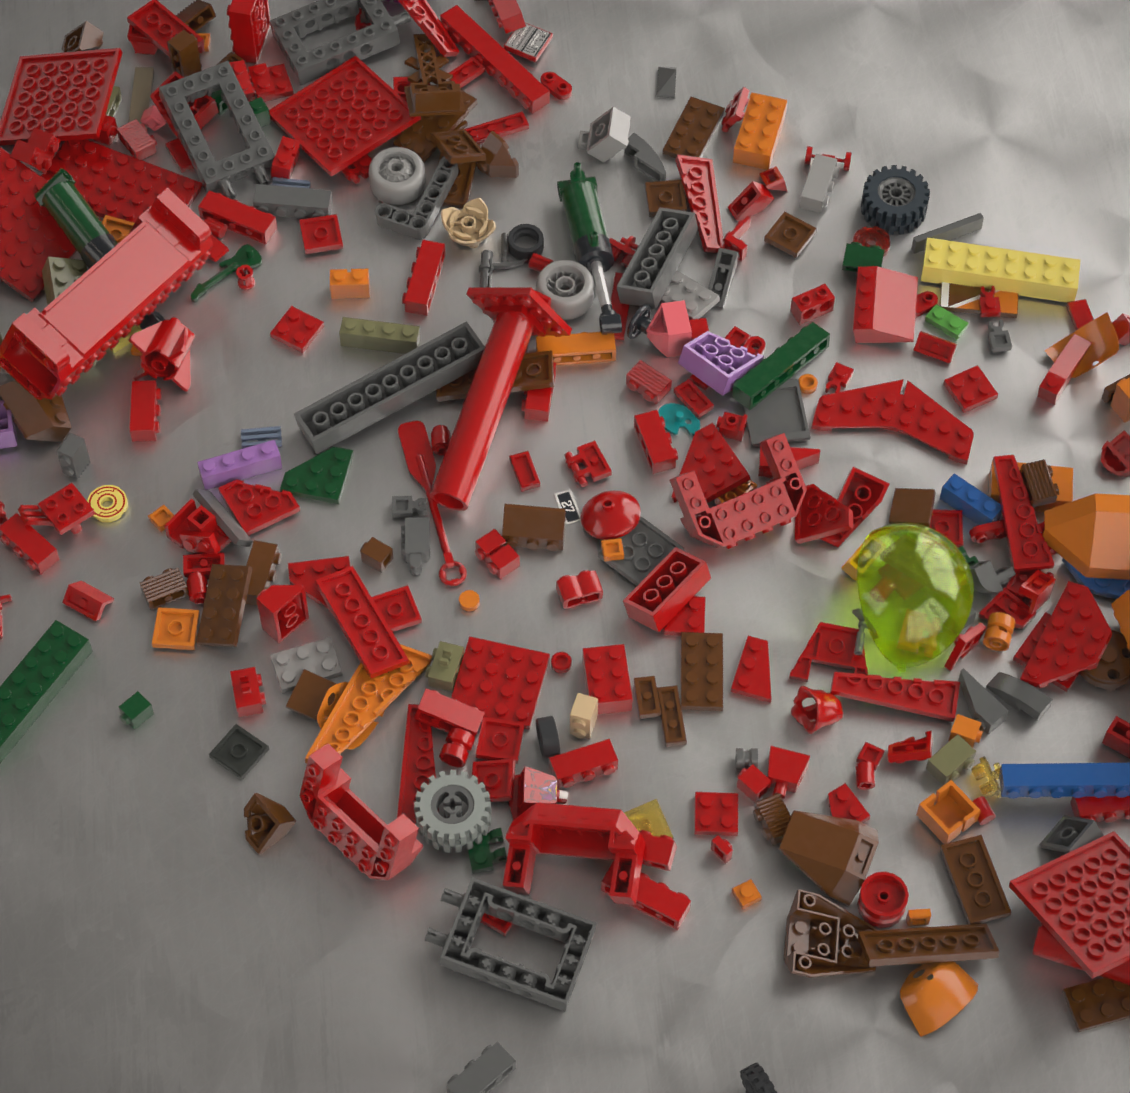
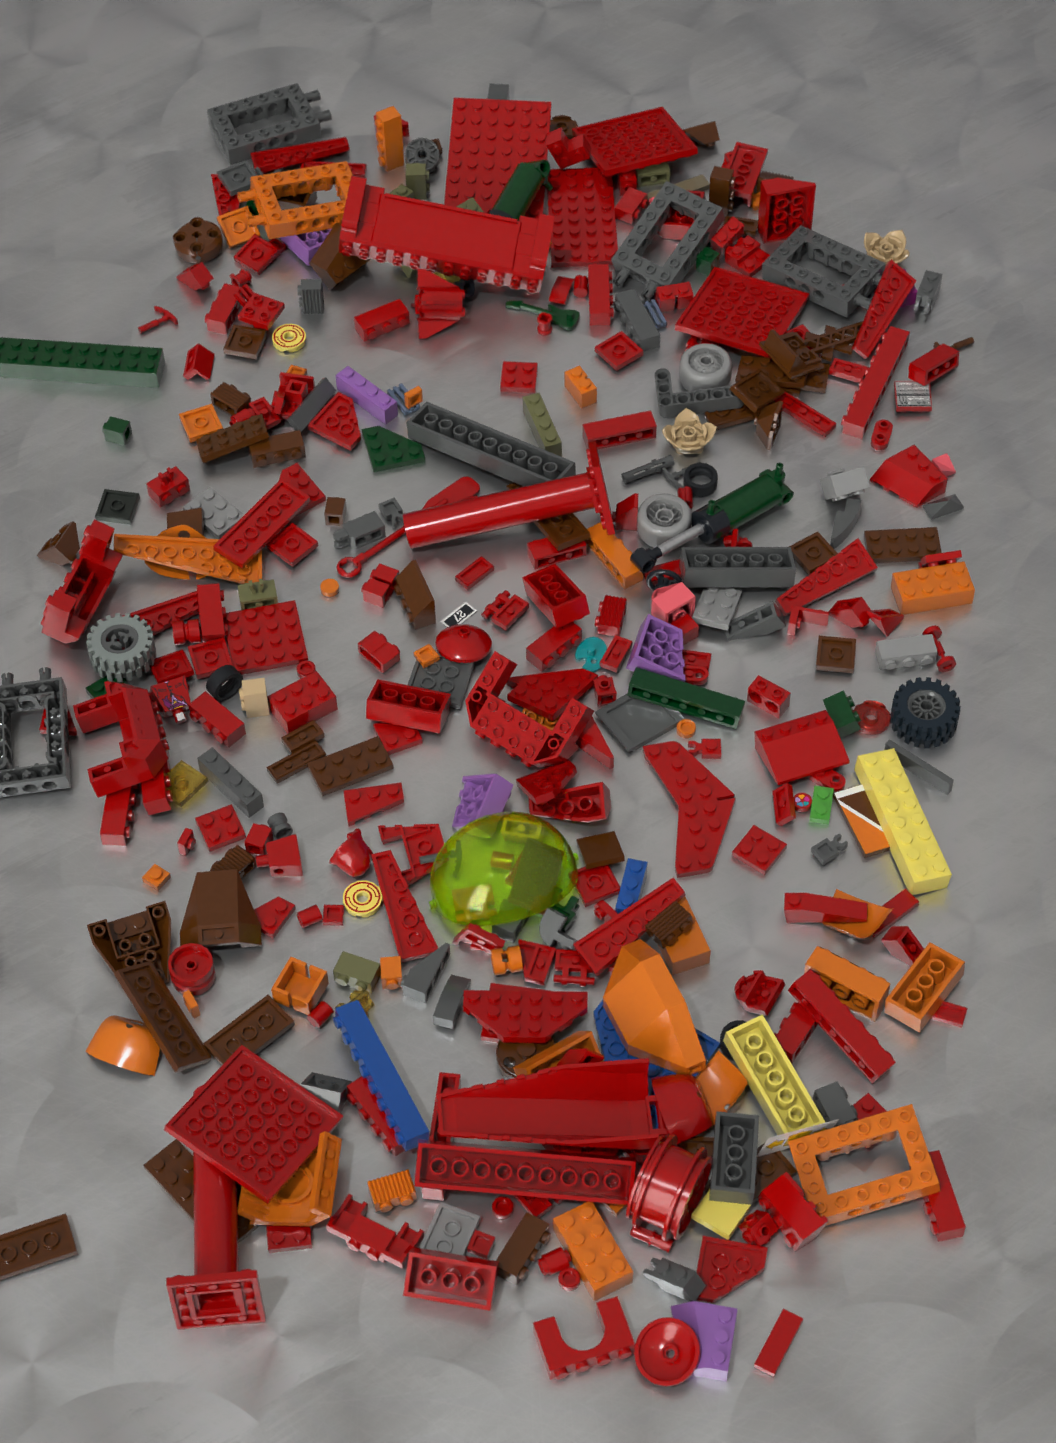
camera: 65 degrees right, 5 degrees down
(87, 544) = (245, 341): none -> reddish brown plate
(274, 424) = (413, 397): none -> orange tile
(282, 610) = (239, 470): red slope -> none
(609, 411) = (556, 595): none -> red brick
(623, 60) = (944, 464): none -> coral slope
(625, 84) = (911, 477): none -> red wedge
(671, 781) = (230, 782): none -> dark grey brick
(812, 579) = (481, 797): none -> medium lavender wedge
(872, 715) = (359, 889): none -> light yellow tile
(911, 749) = (352, 940): red wing -> none
(938, 331) = (802, 802): none -> red tile
(989, 304) = (858, 827): red plate -> none
(1038, 589) = (562, 970): red panel -> none

